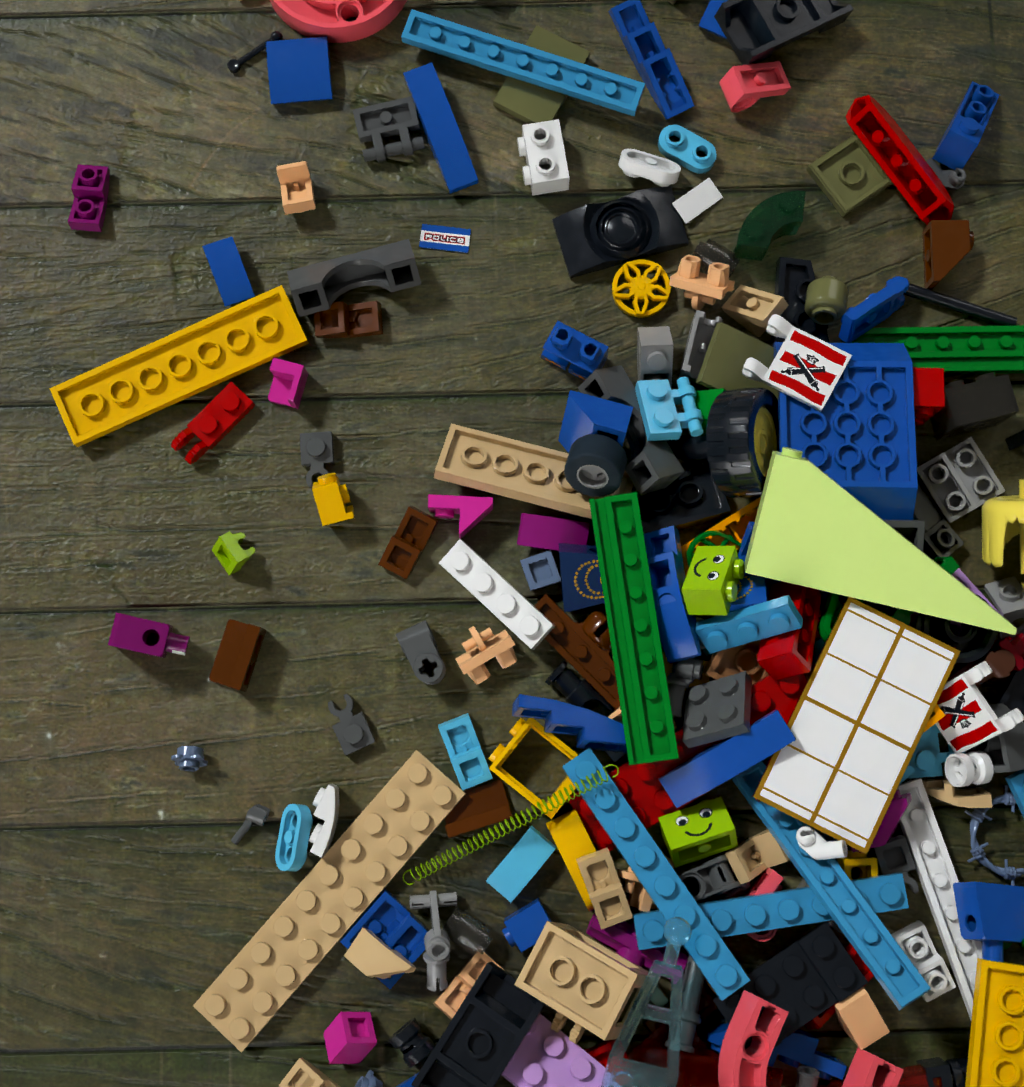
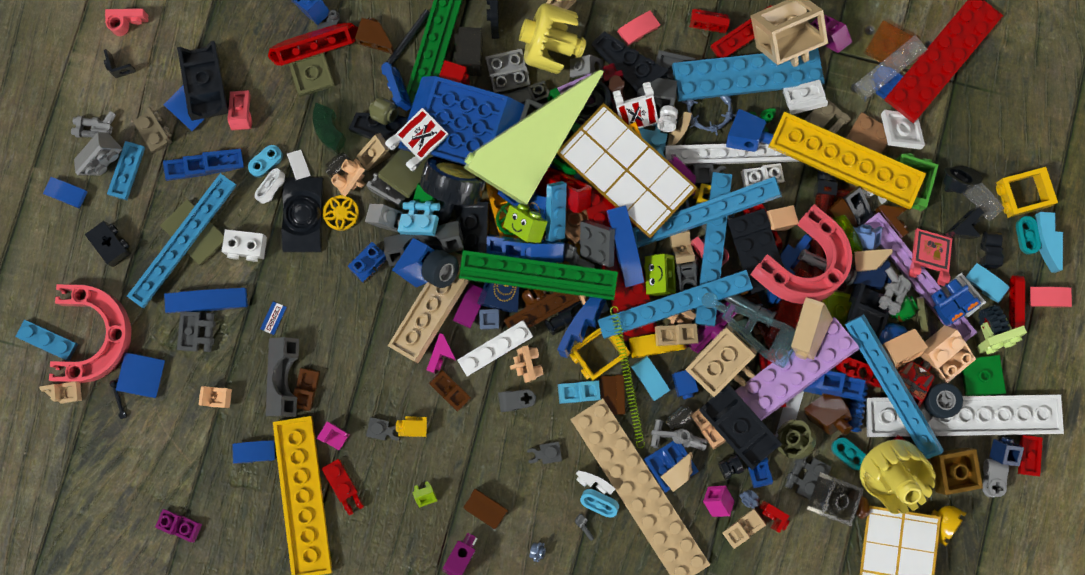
camera: 75 degrees left, 0 degrees up
(818, 847) = (685, 212): white arm -> none

